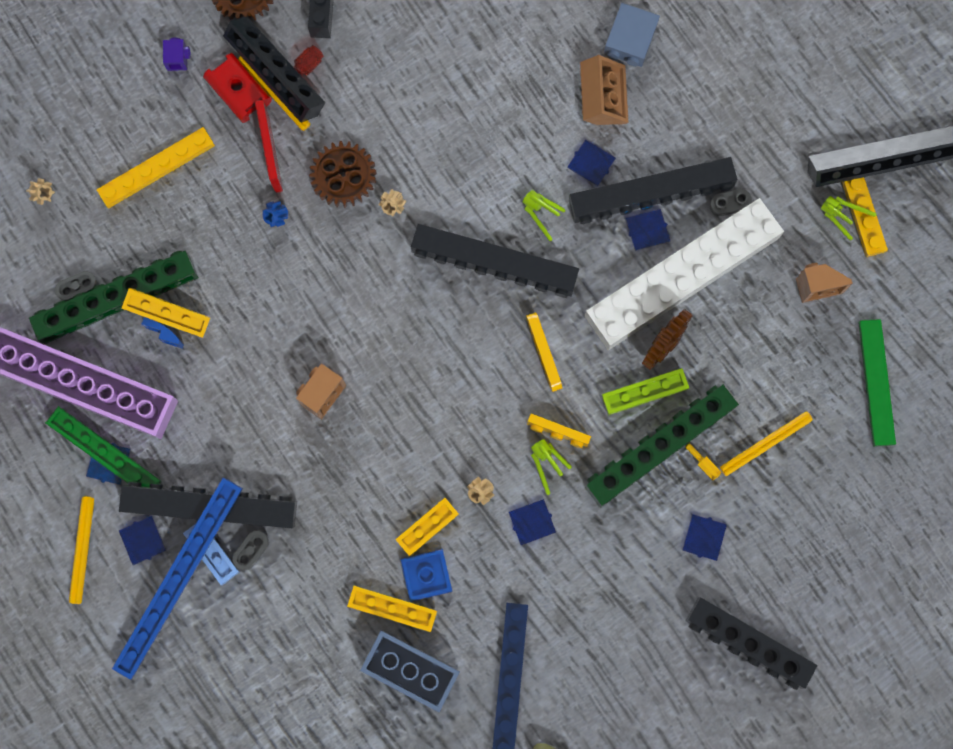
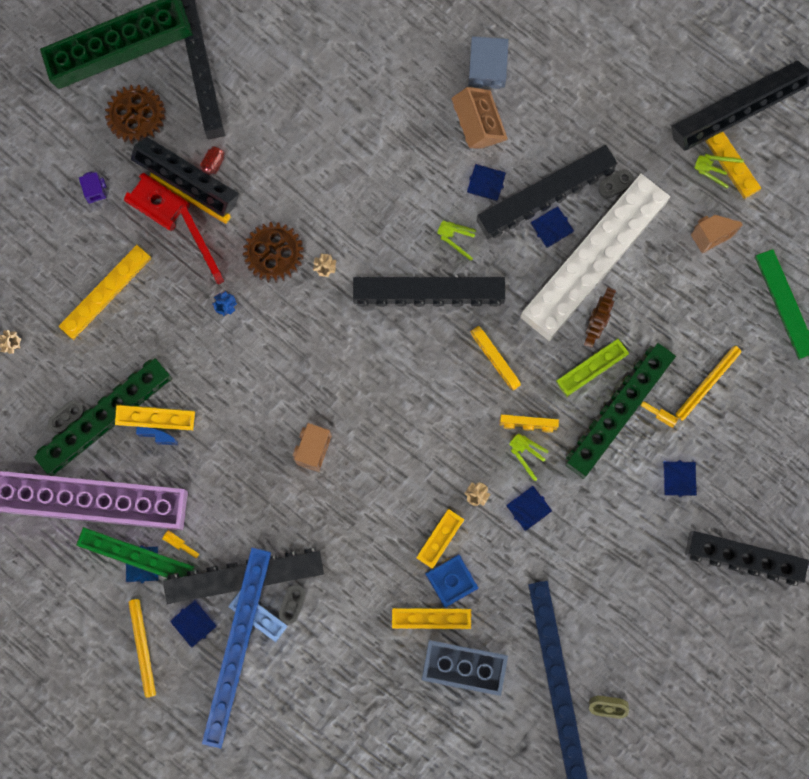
camera: 20 degrees left, 0 degrees up
(152, 452) = (178, 543): none -> yellow axle

